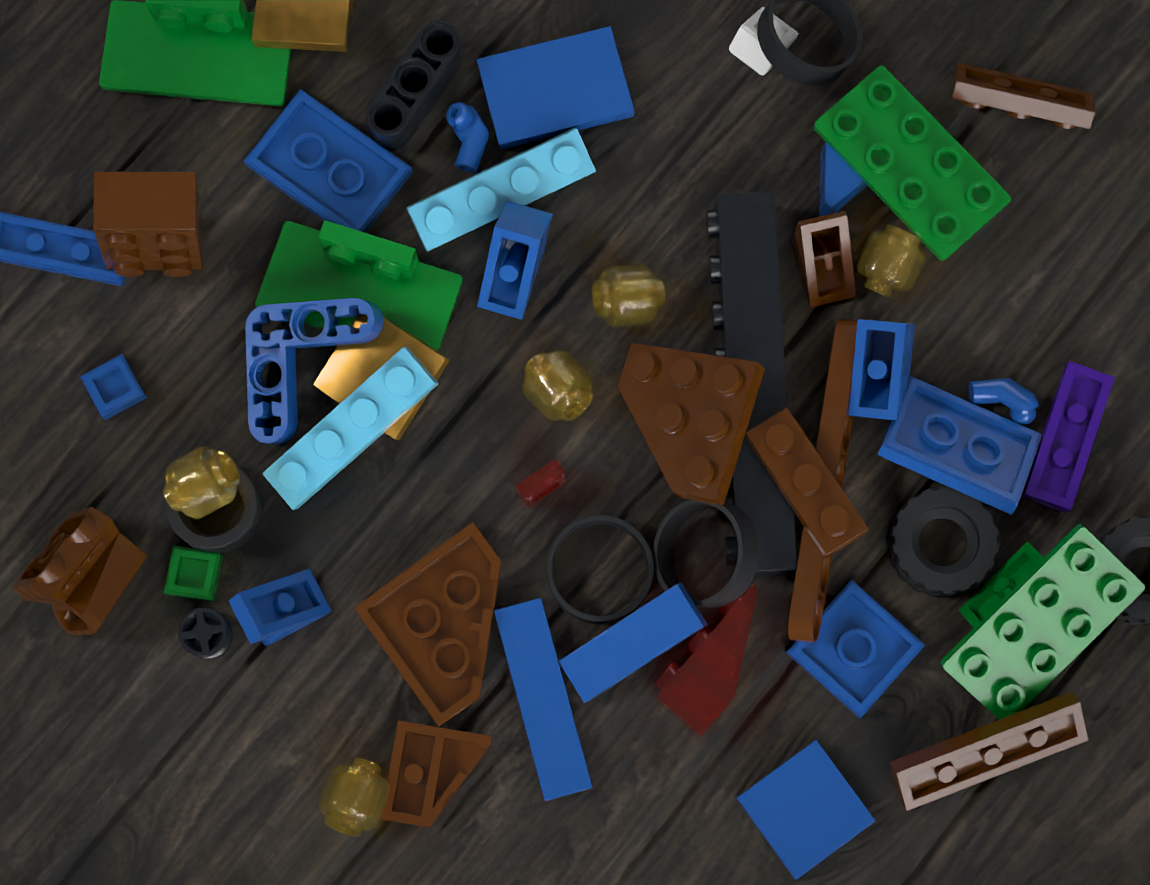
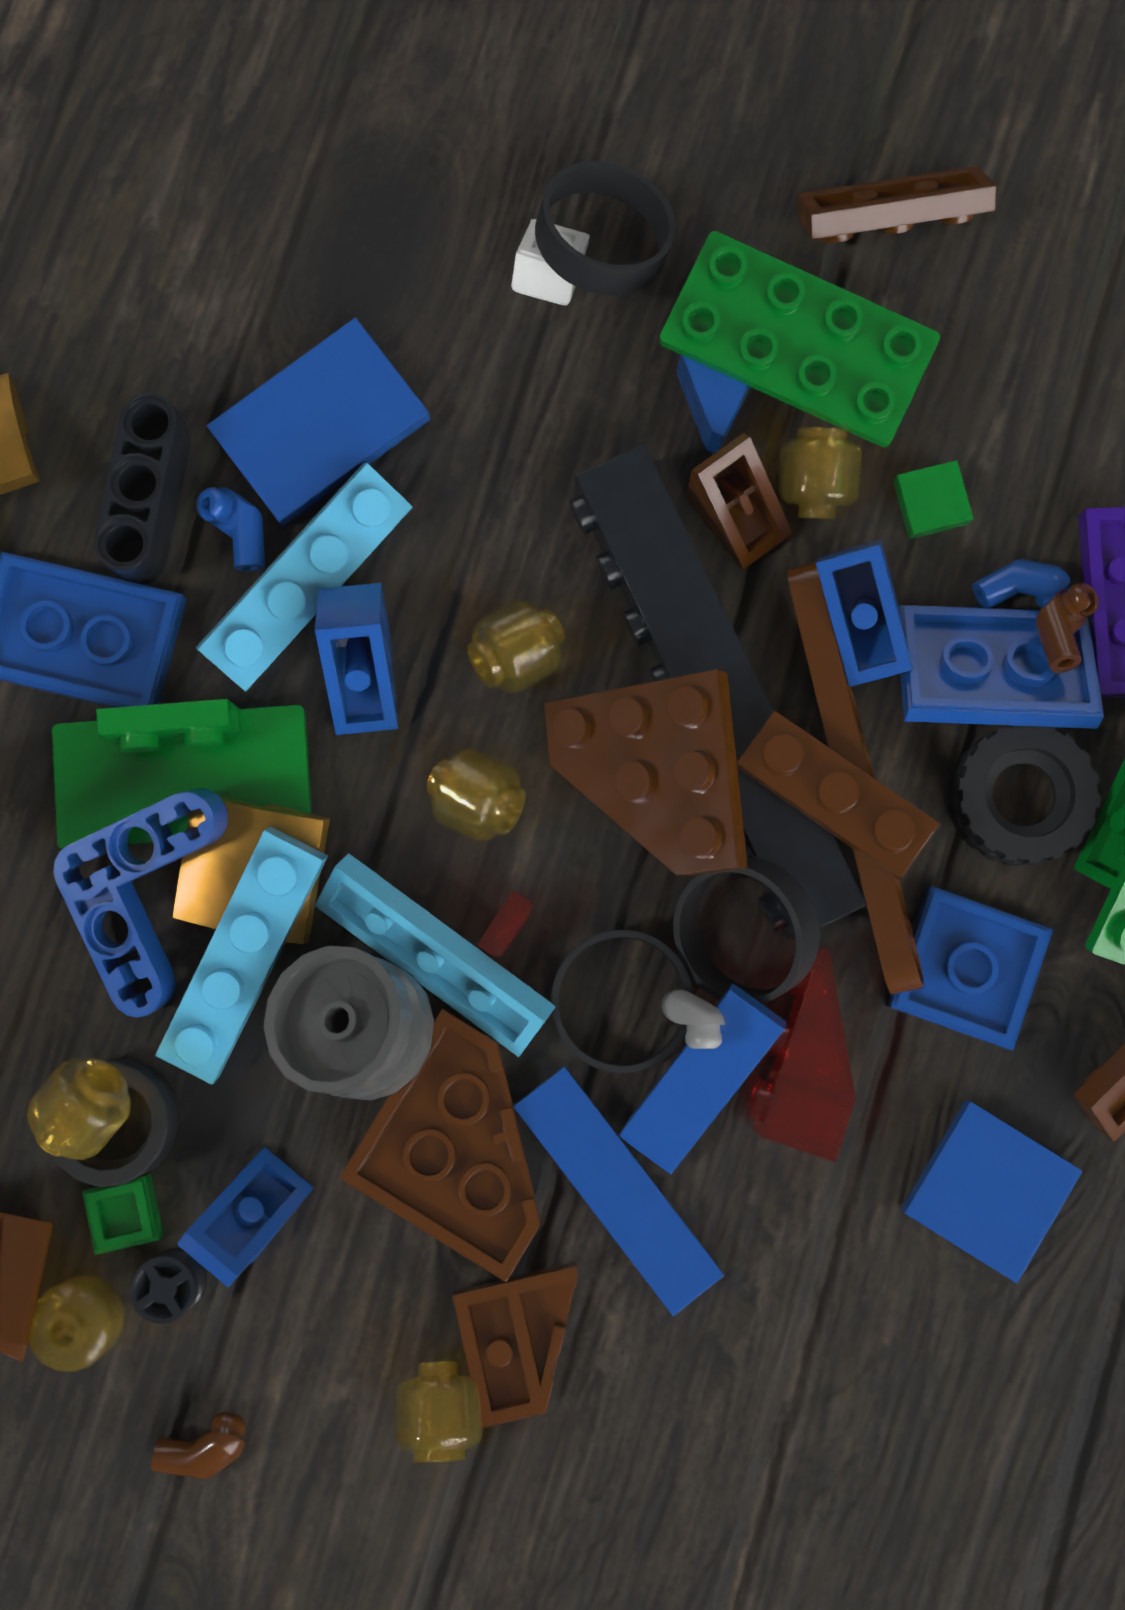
camera: 20 degrees left, 5 degrees up
(145, 641) = (76, 1323): none -> clear yellow head
(182, 761) = (207, 1454): none -> reddish brown arm
(406, 503) = (348, 1024): none -> dark grey wheel
(482, 483) = (433, 955): none -> medium azure plate
(646, 593) = (701, 1018): none -> light grey arm
(965, 312) = (933, 499): none -> green tile
(1016, 430) = (1061, 620): none -> reddish brown arm

